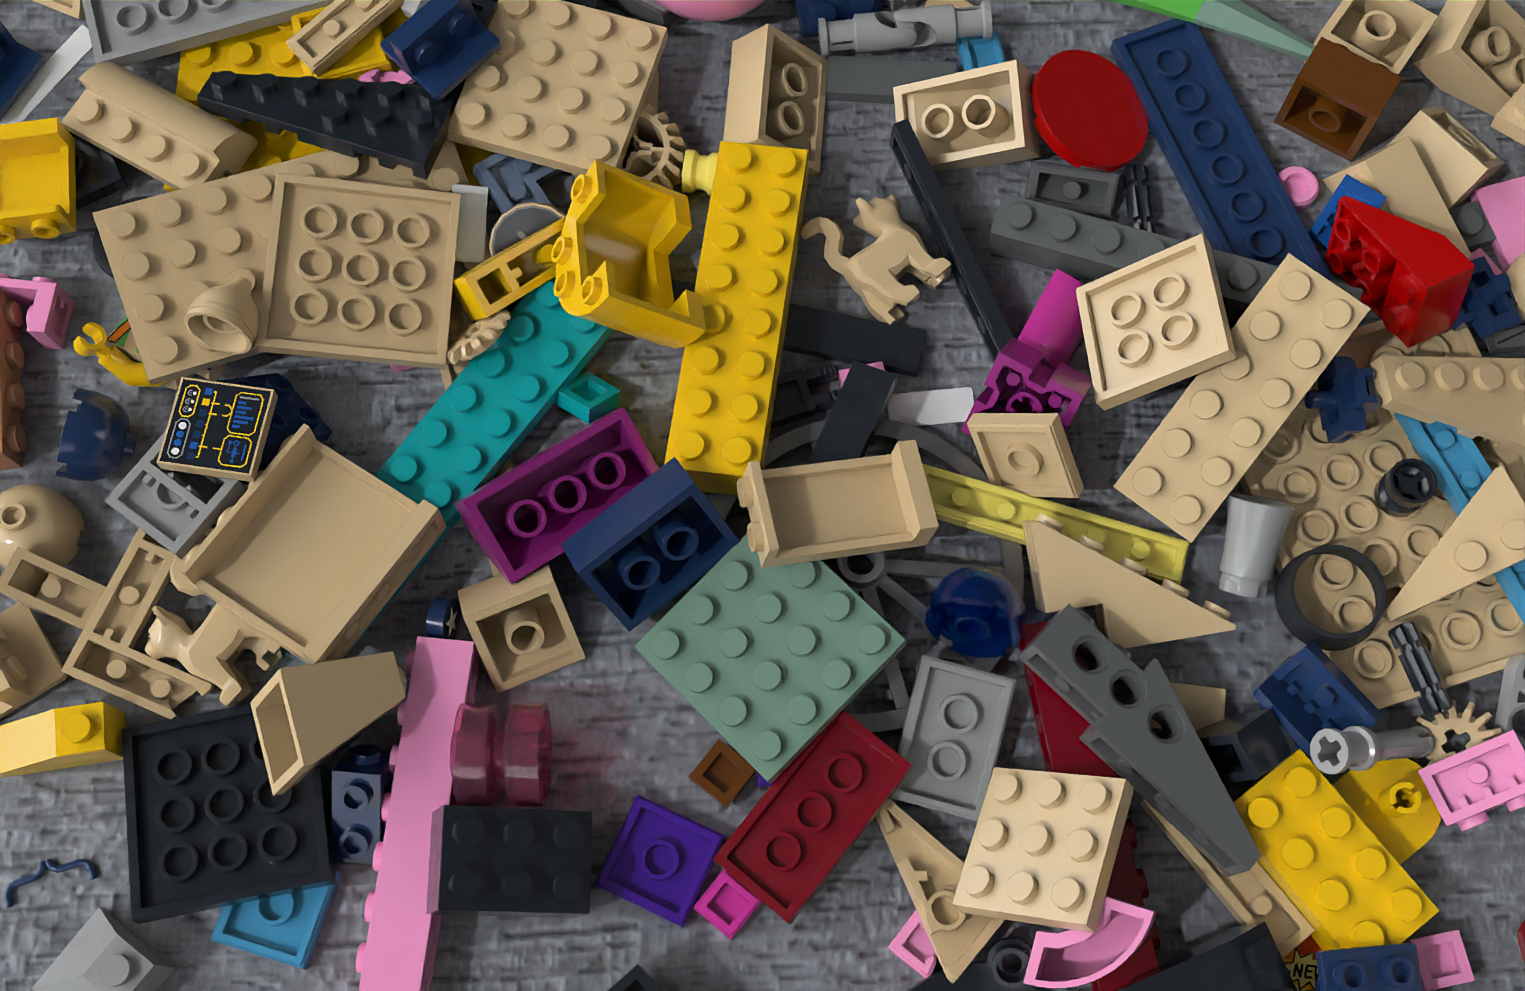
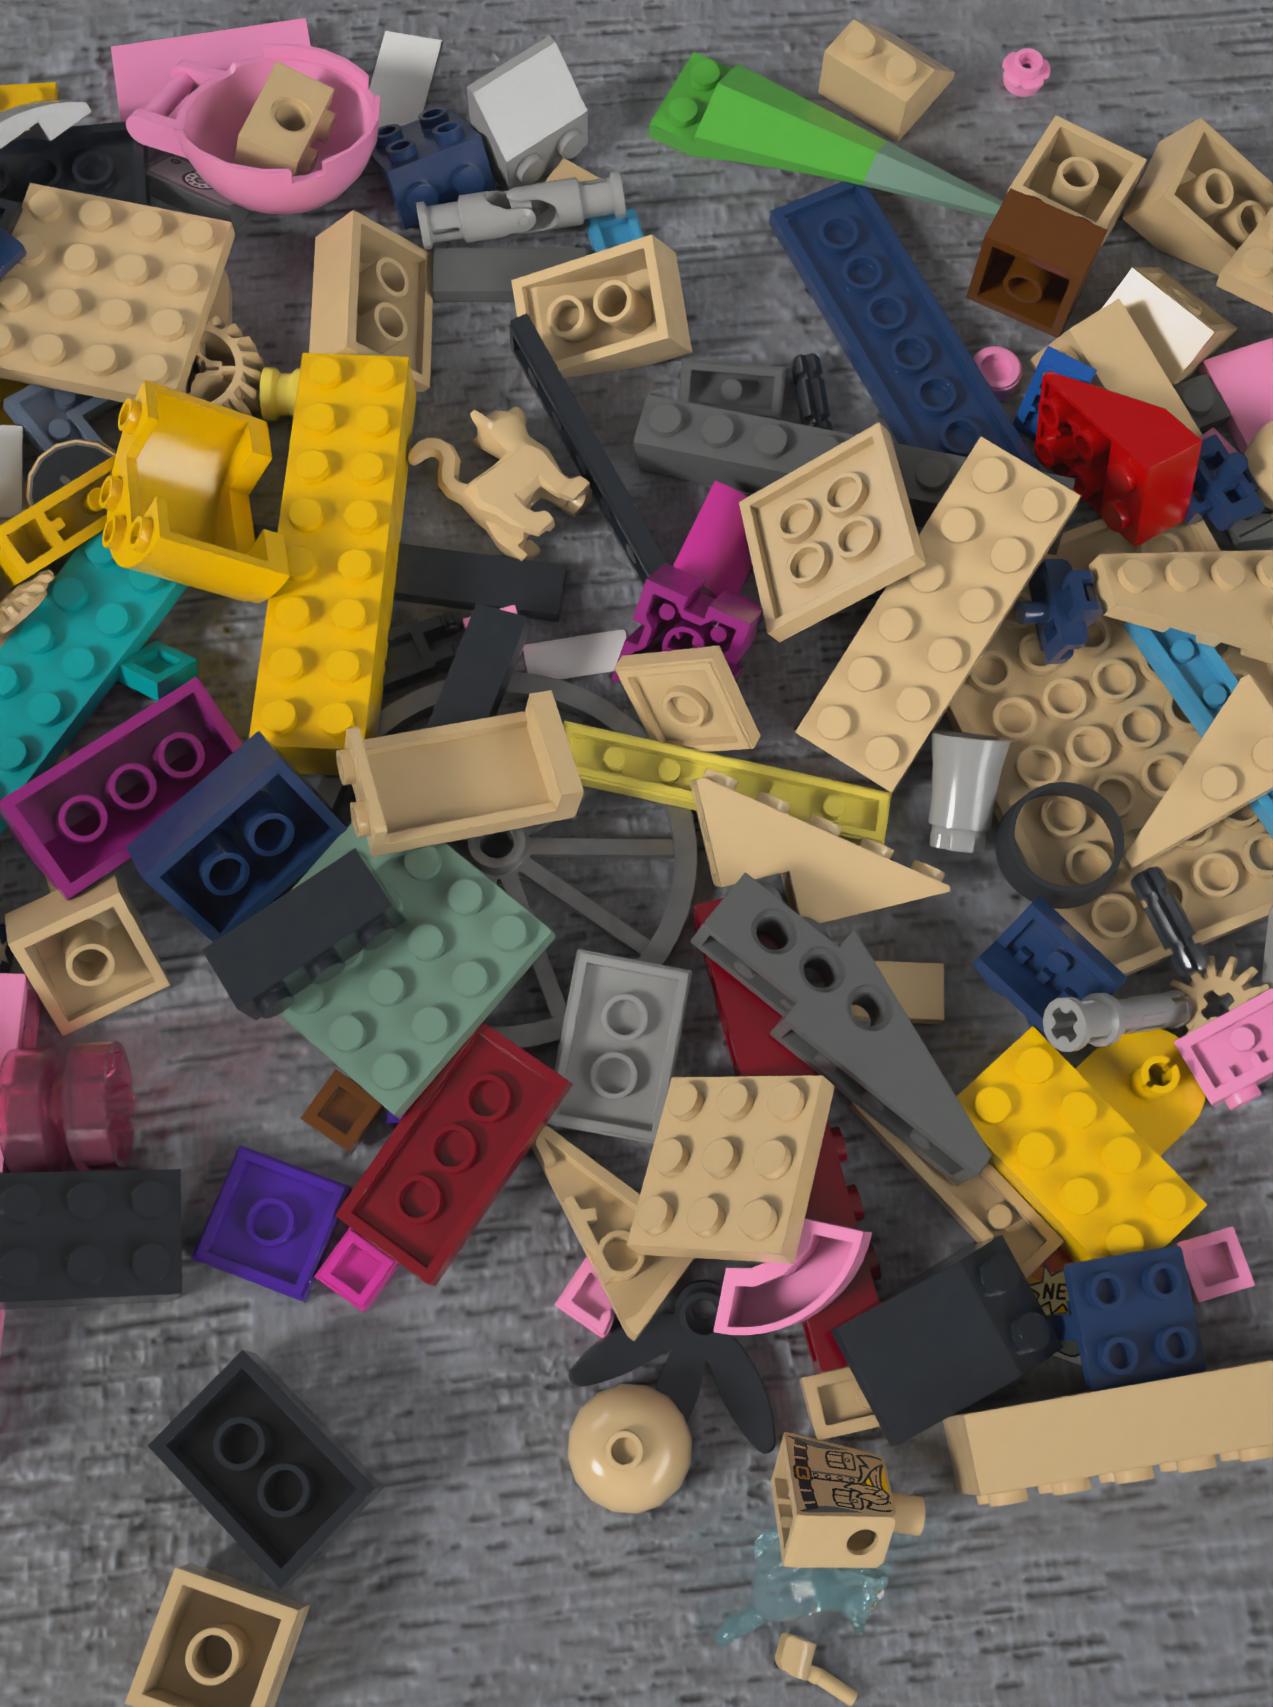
camera: 10 degrees left, 0 degrees up
(704, 630) = (304, 937): none -> black brick
(976, 612) = (638, 892): clear blue cylinder -> none
(1088, 111) = (744, 294): red tile -> none
(1245, 745) = (967, 1027): black slope -> none
(1413, 479) = (1147, 699): black wheel -> none

